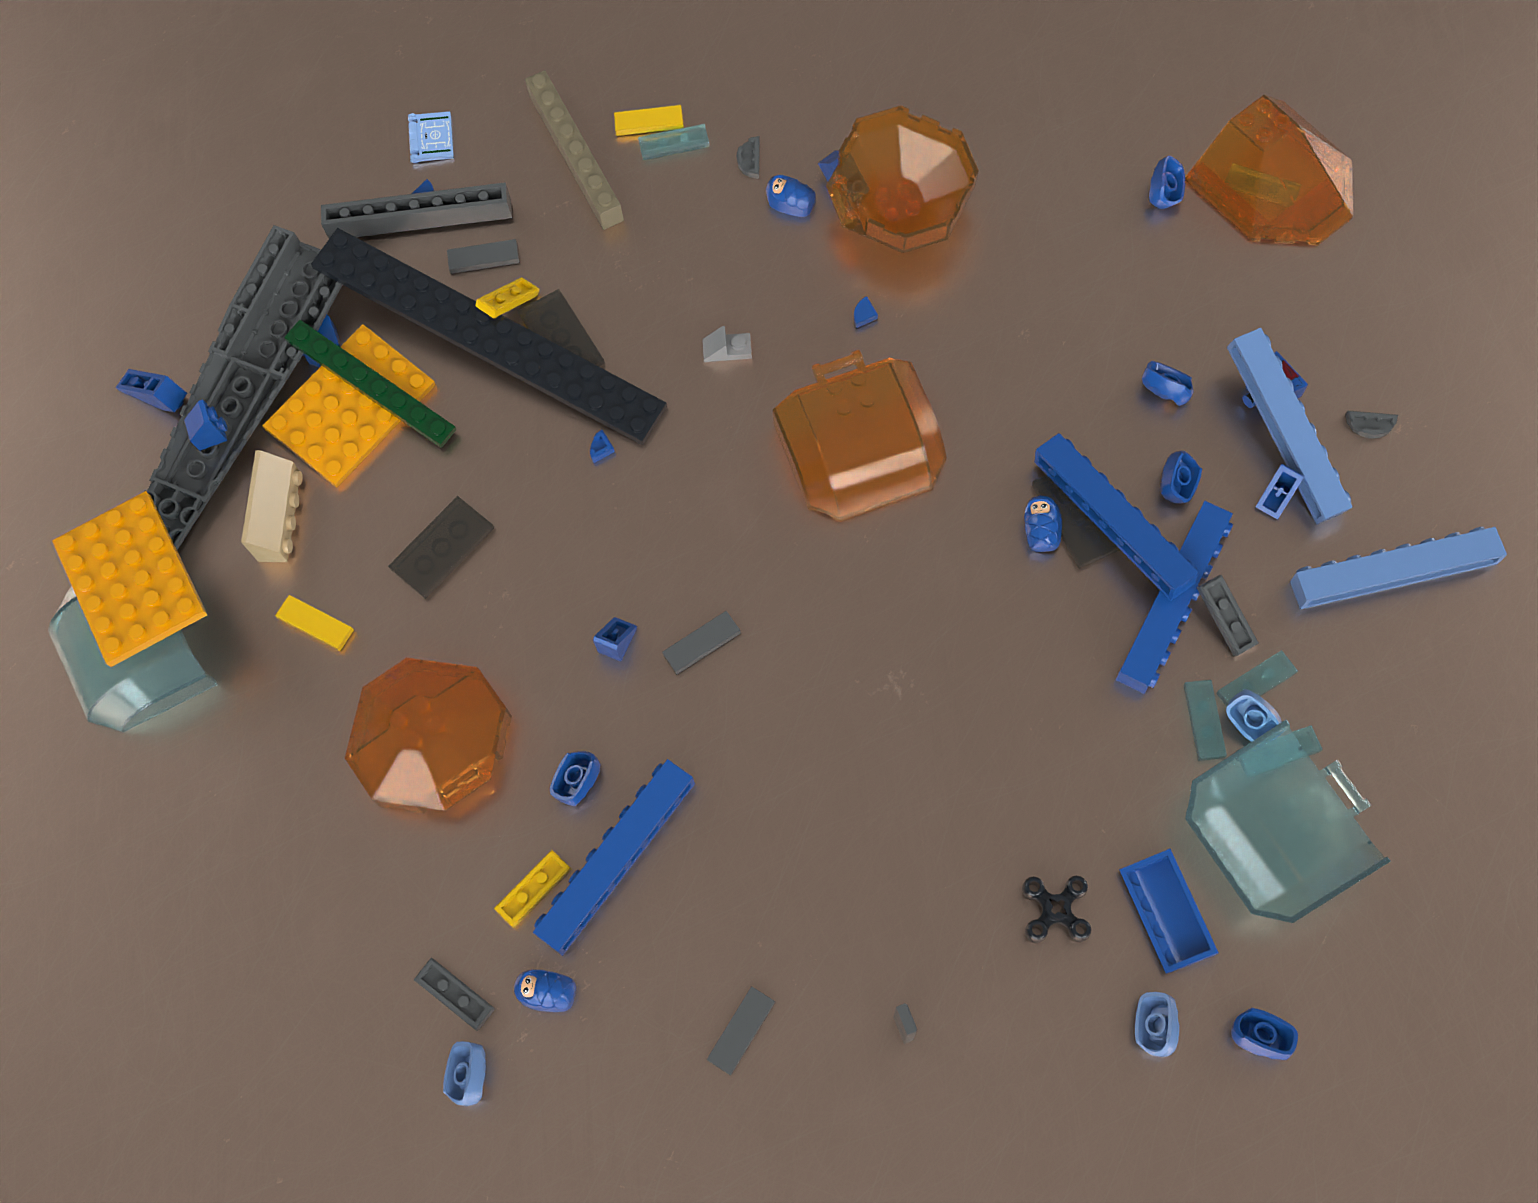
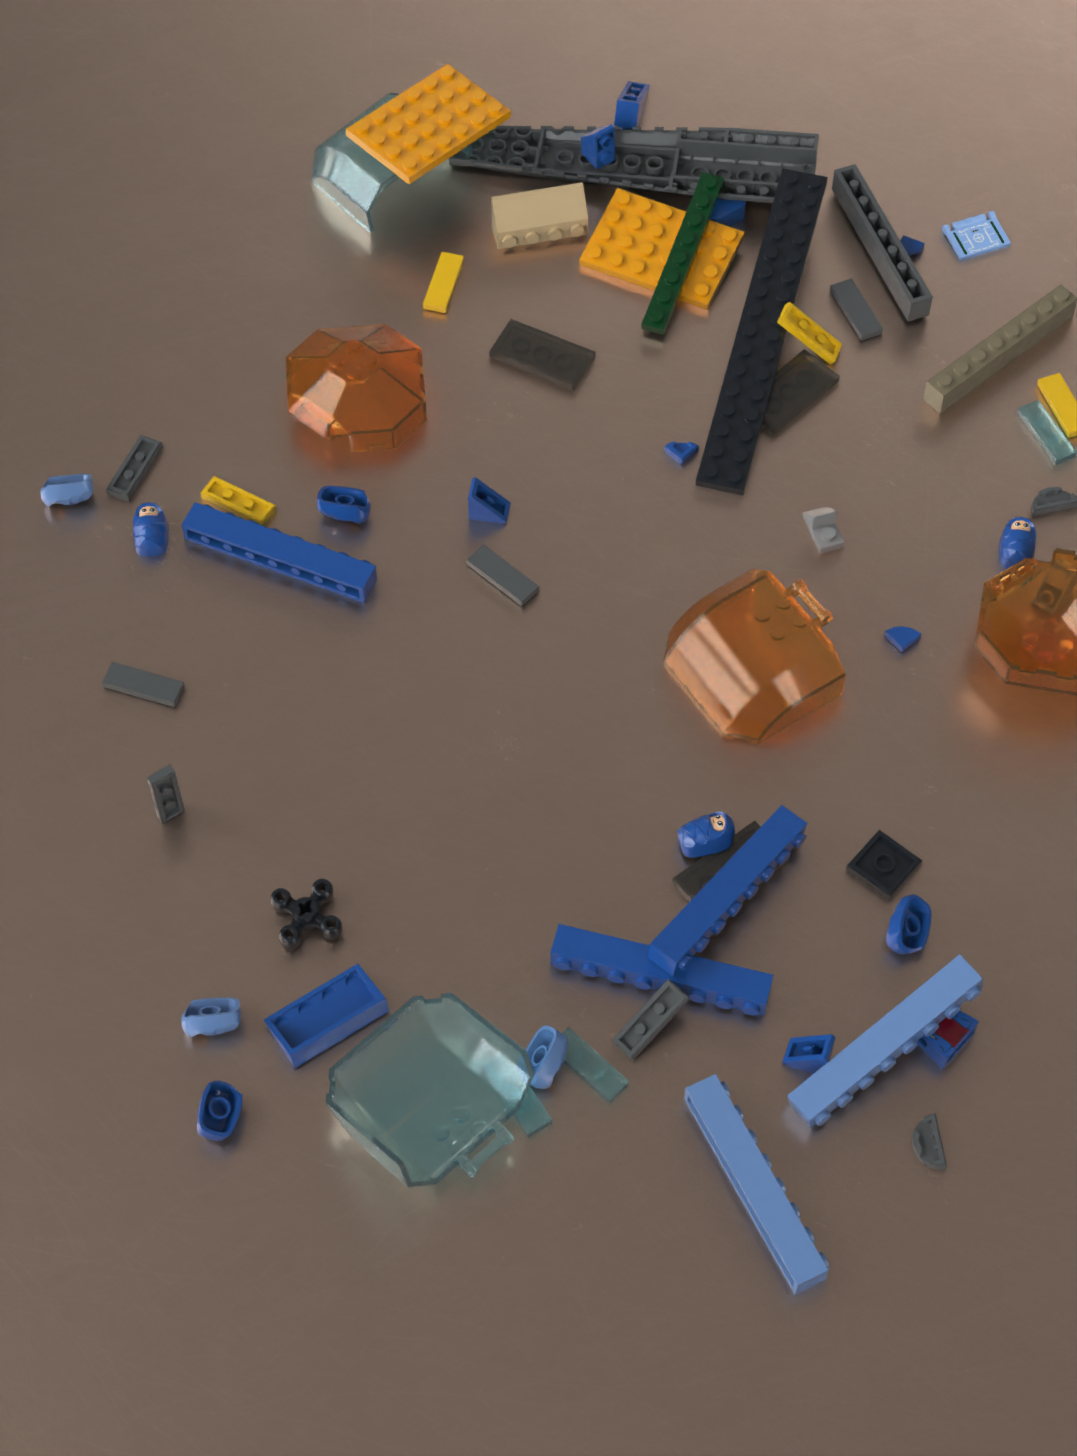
camera: 70 degrees right, 10 degrees down
(1096, 389) = (884, 865): none -> black tile
(1180, 477) = (798, 953): blue piece -> none
(1204, 720) = (525, 1023): clear light blue tile -> none

